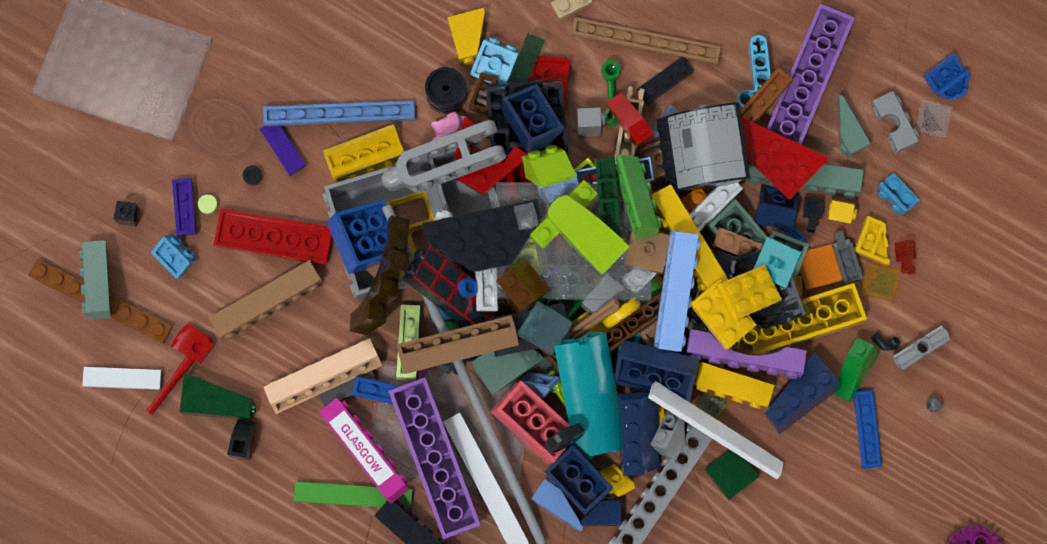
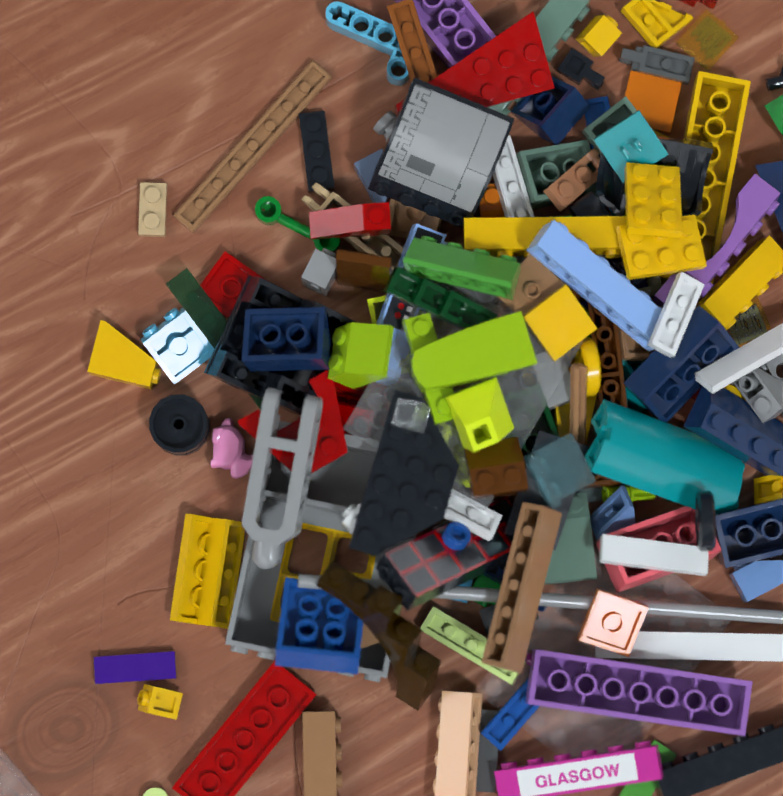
camera: 65 degrees left, 5 degrees up
(252, 175) = (149, 725): black tile -> none
(269, 173) = (159, 701): none -> yellow bracket
(338, 113) = (131, 573): medium blue tile -> none
(469, 418) = (612, 622): none -> tile
(472, 107) = (220, 401): reddish brown slope -> none
(525, 417) = (653, 555): none -> white tile
(551, 258) = (480, 415): none -> neon yellow slope
(602, 139) = (363, 270): none -> reddish brown tile
(637, 276) = (559, 322): none -> yellow tile
(684, 346) = (675, 314): none -> white plate

